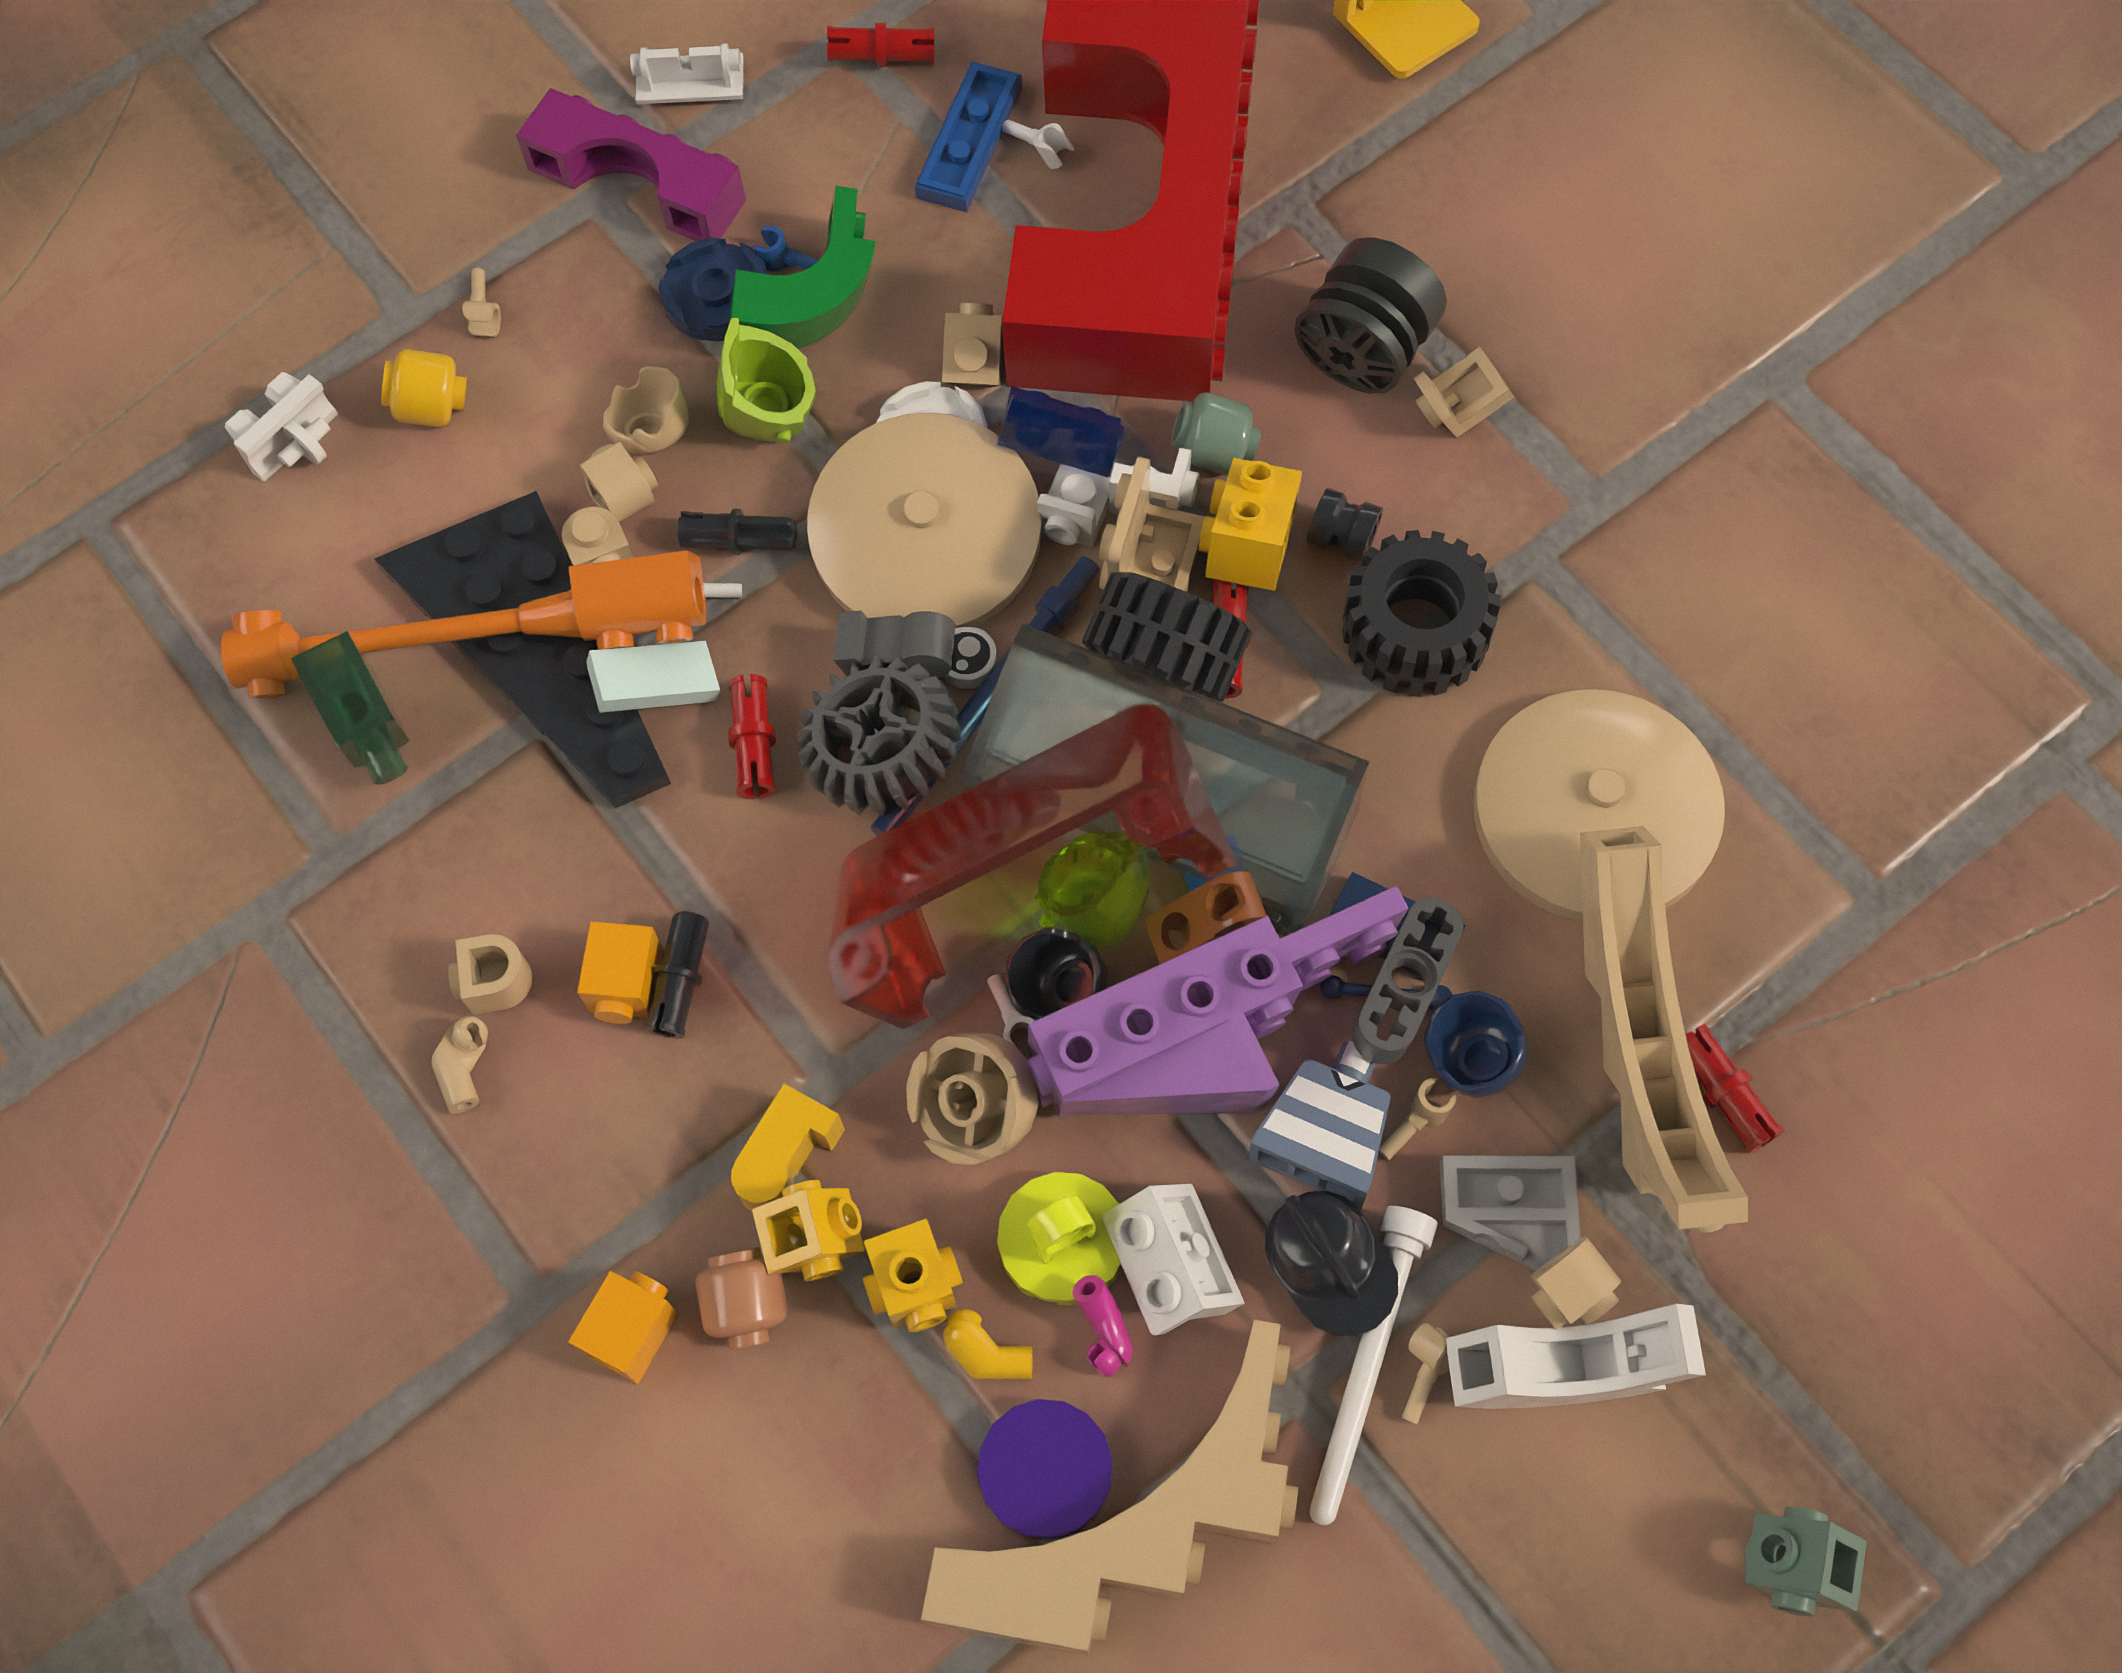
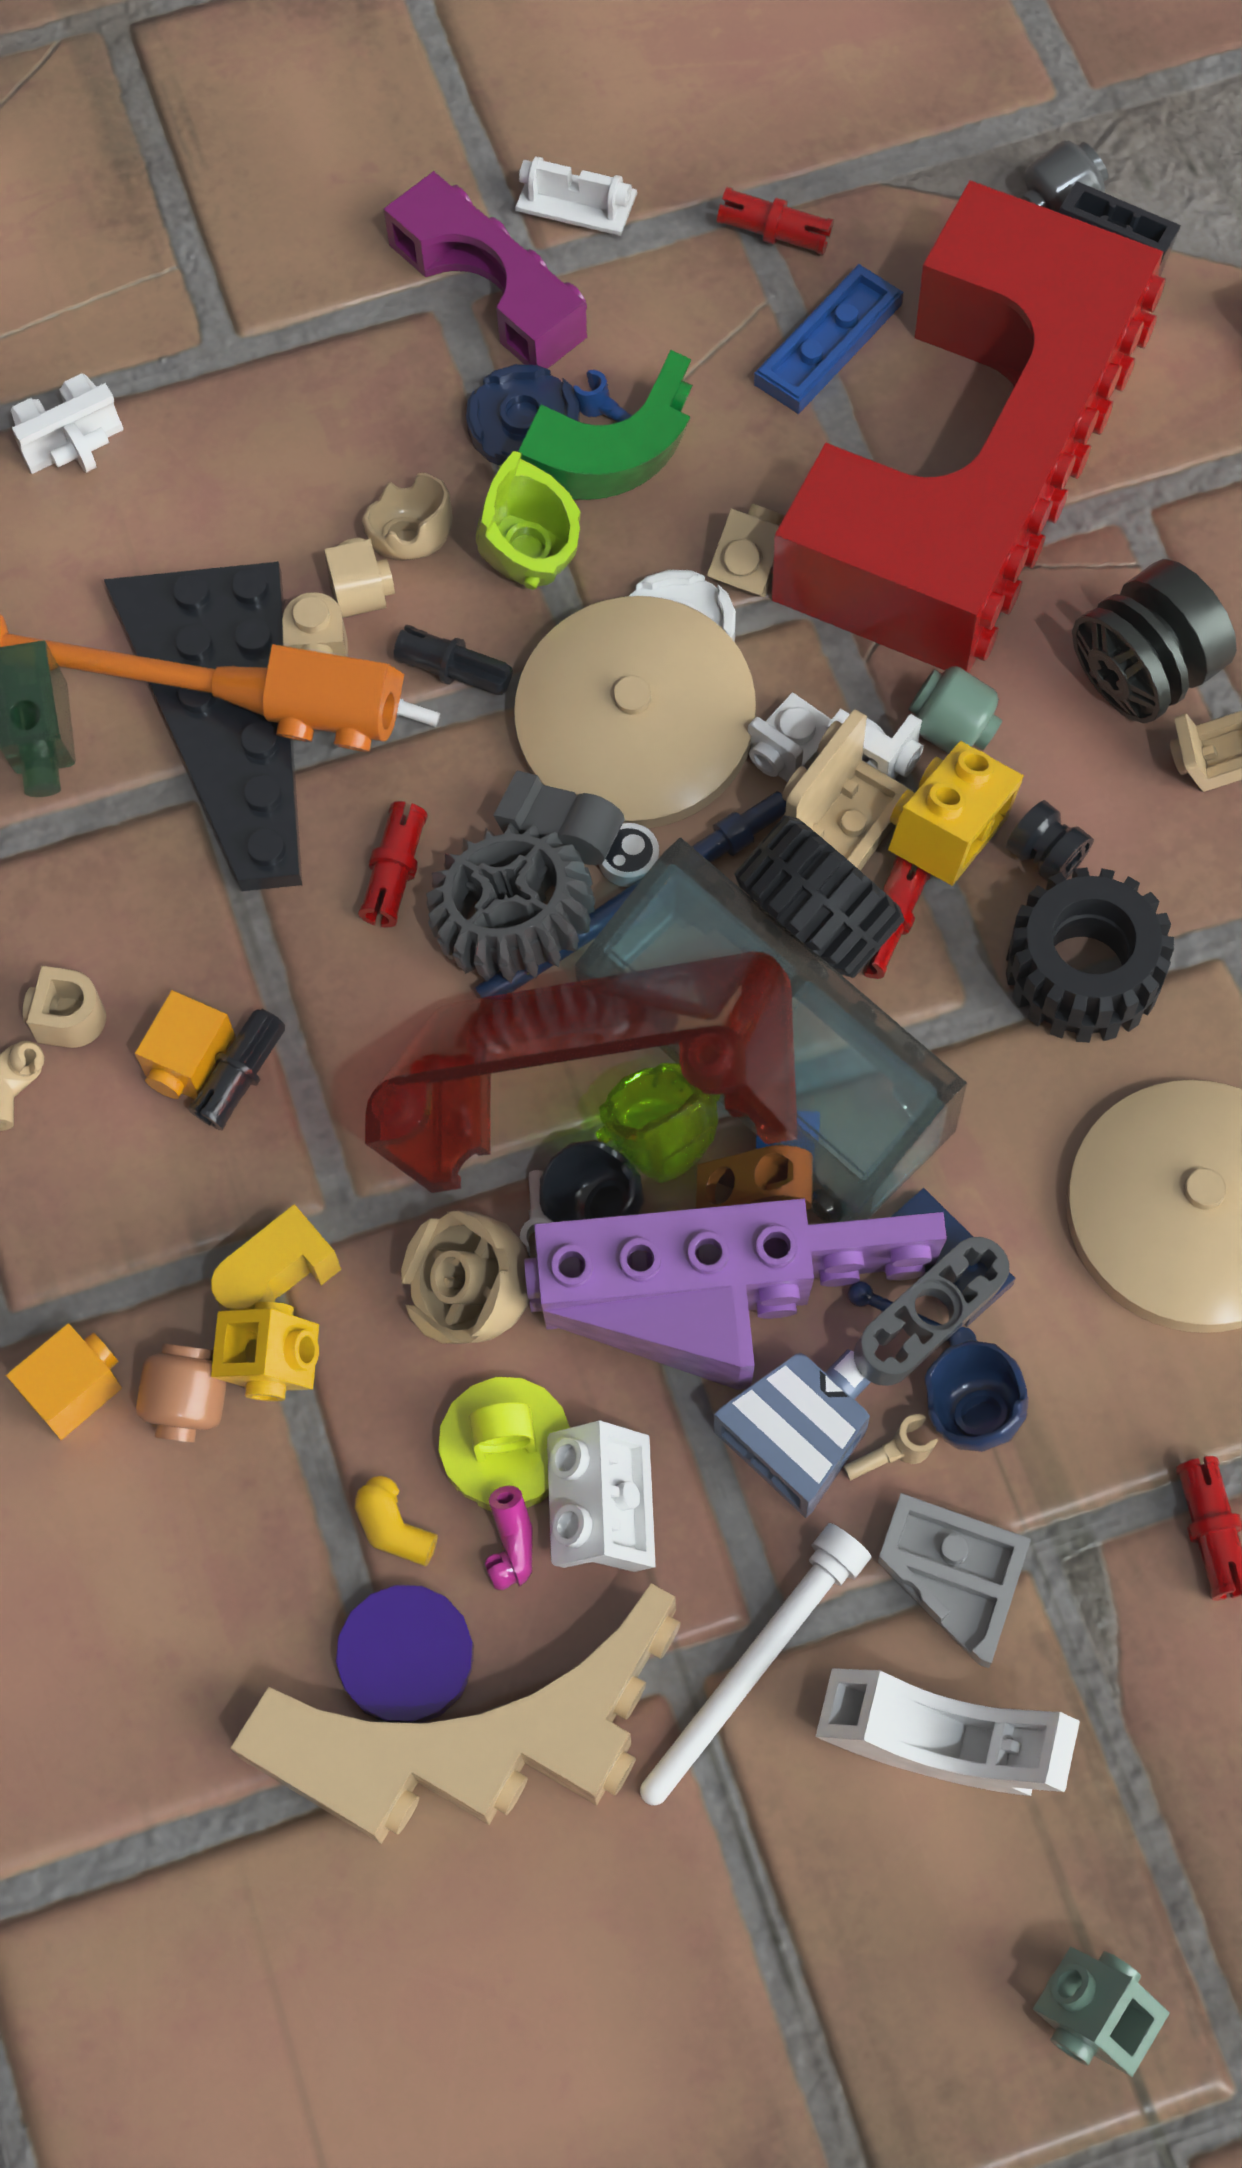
camera: 20 degrees right, 0 degrees up
(423, 388) = (208, 429): yellow head -> none
(482, 315) = (291, 375): tan hand -> none
(652, 676) = (319, 775): light aqua tile -> none
(906, 1255) = (345, 1428): yellow brick -> none
(1047, 140) = (901, 365): white hand -> none
(1060, 431) = (800, 660): clear blue bracket -> none
(1332, 1263) = (753, 1558): black piece -> none
(1430, 1347) = (815, 1672): tan hand -> none
(1575, 1285) = (976, 1663): tan plate -> none
(1628, 961) = (1146, 1441): tan arch -> none

